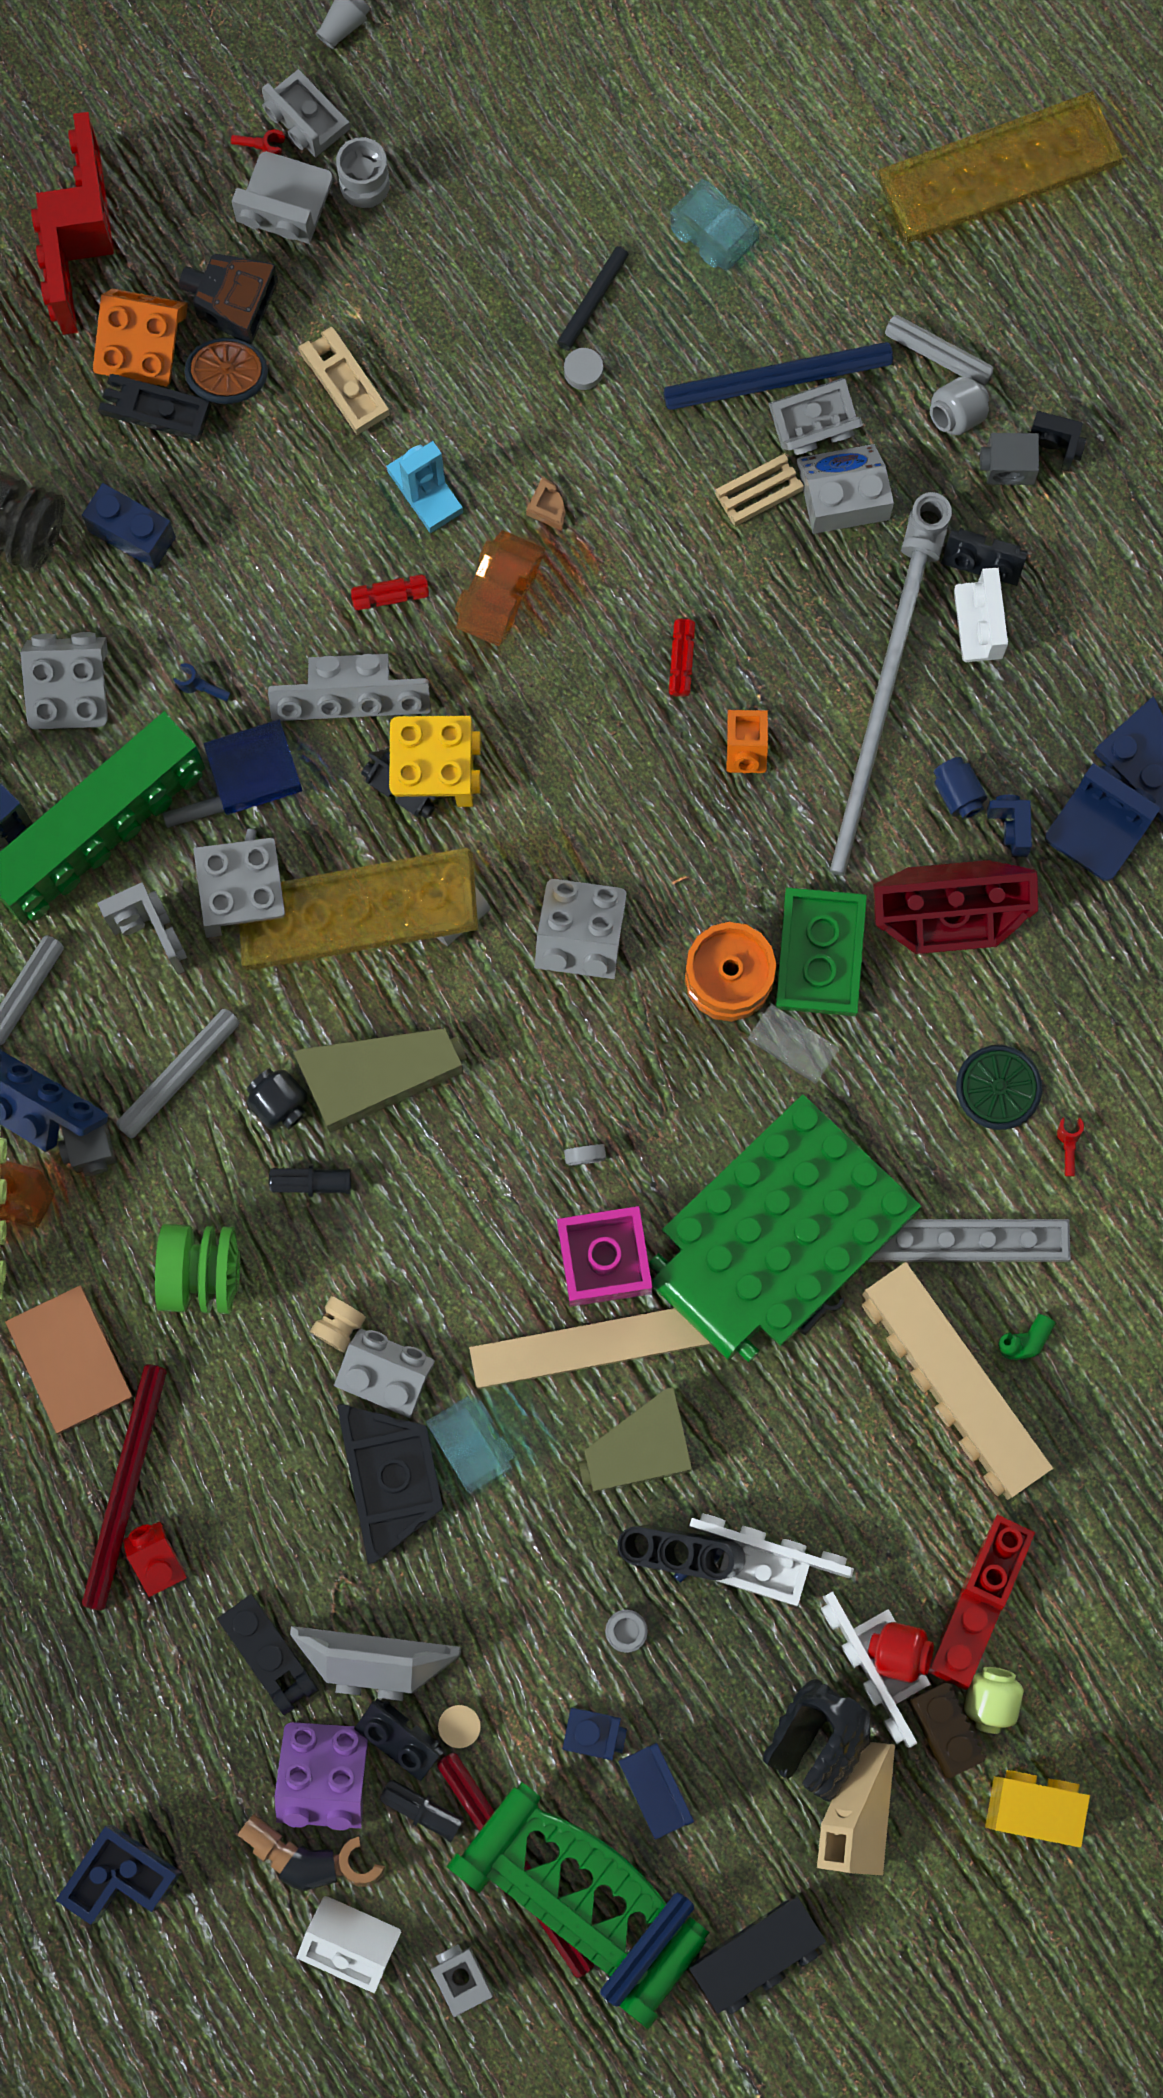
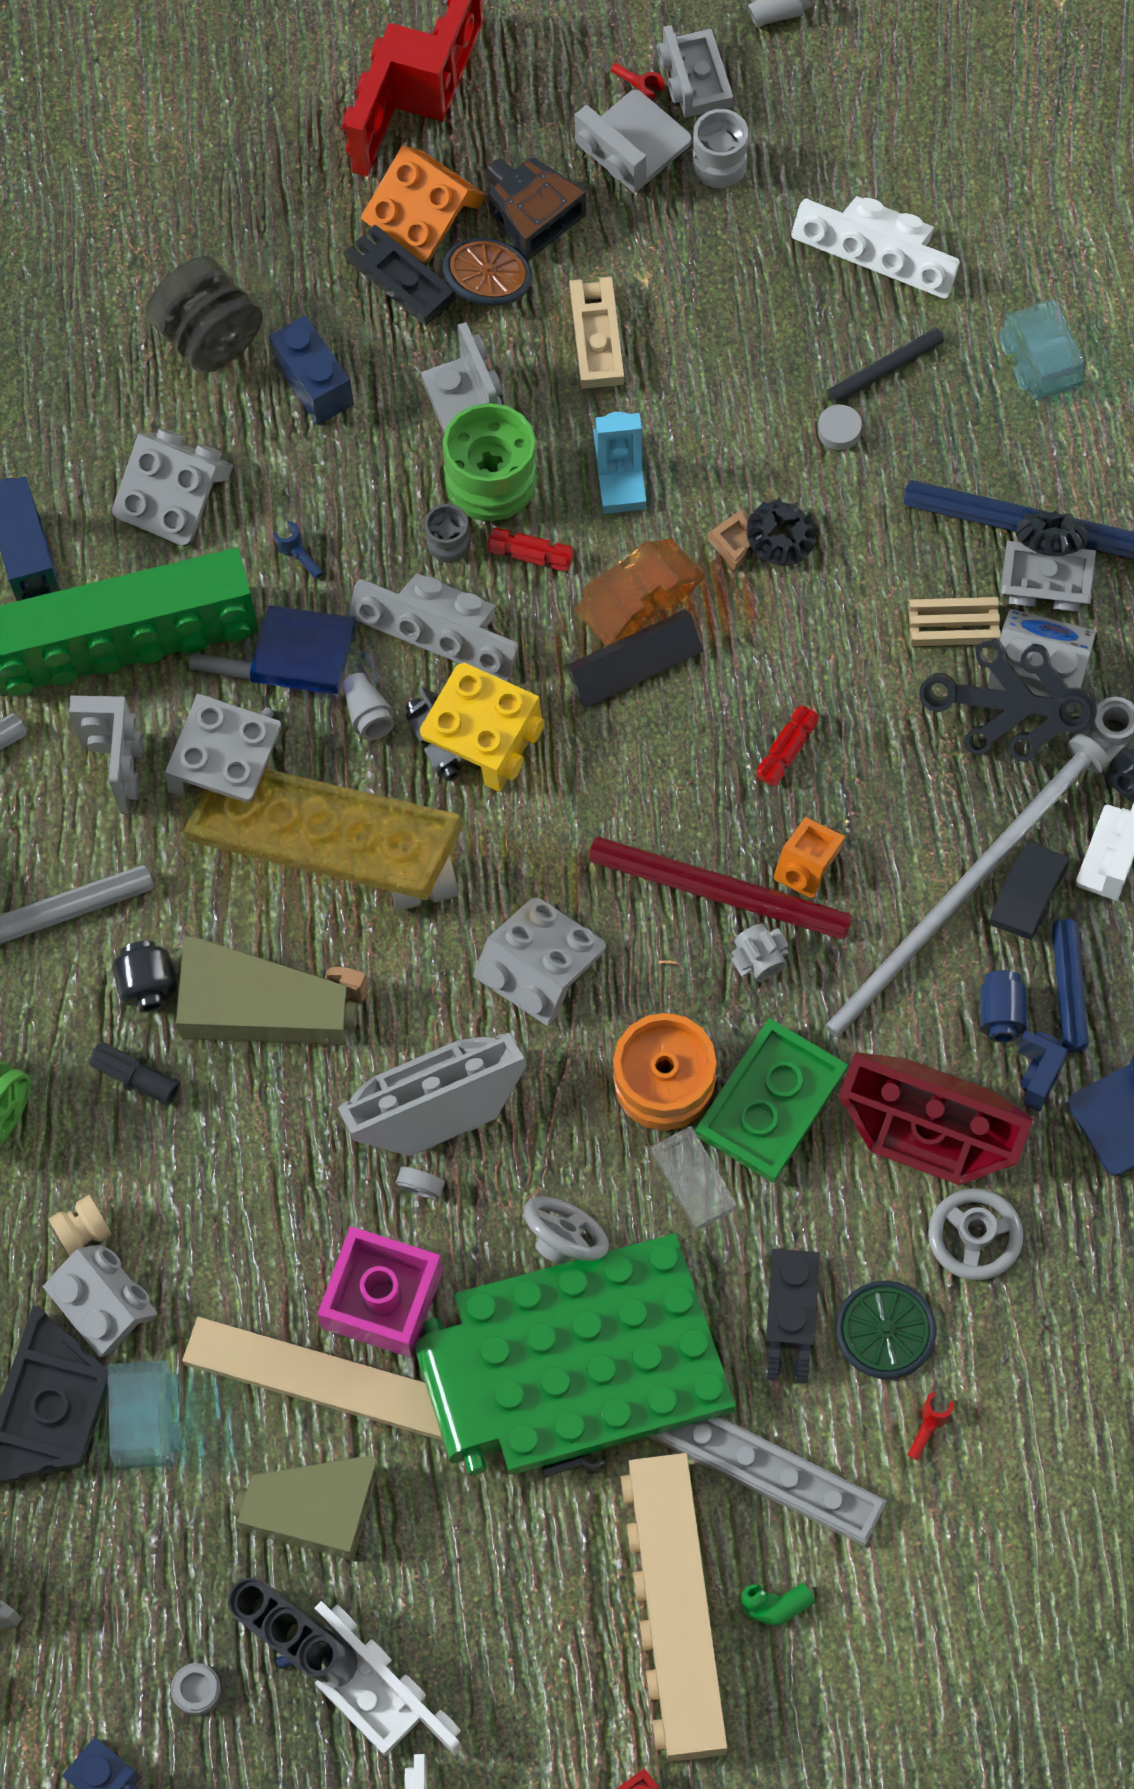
camera: 30 degrees right, 10 degrees down
(267, 485) = (462, 381): none -> light grey bracket
(314, 603) = (447, 522): none -> dark grey wheel
(322, 516) = (489, 461): none -> bright green wheel
(332, 790) = (367, 708): none -> light grey cone
(438, 1021) = (353, 979): none -> medium nougat tile
(524, 644) = (634, 658): none -> black tile
(533, 192) = (879, 241): none -> white bracket
(560, 1078) = (435, 1095): none -> light grey wedge
(591, 496) = (779, 549): none -> black gear
(690, 800) = (720, 887): none -> dark red axle
(718, 1143) = (560, 1236): none -> light grey piece
(751, 838) = (760, 952): none -> light grey gear
(817, 382) = (1052, 533): none -> black gear
(848, 536) = (1016, 701): none -> black plant
(921, 1109) = (791, 1309): none -> black hinge
(932, 684) = (1029, 891): none -> black slope
(1000, 745) = (1070, 985): none -> dark blue axle
(1032, 964) = (978, 1217): none -> light grey piece

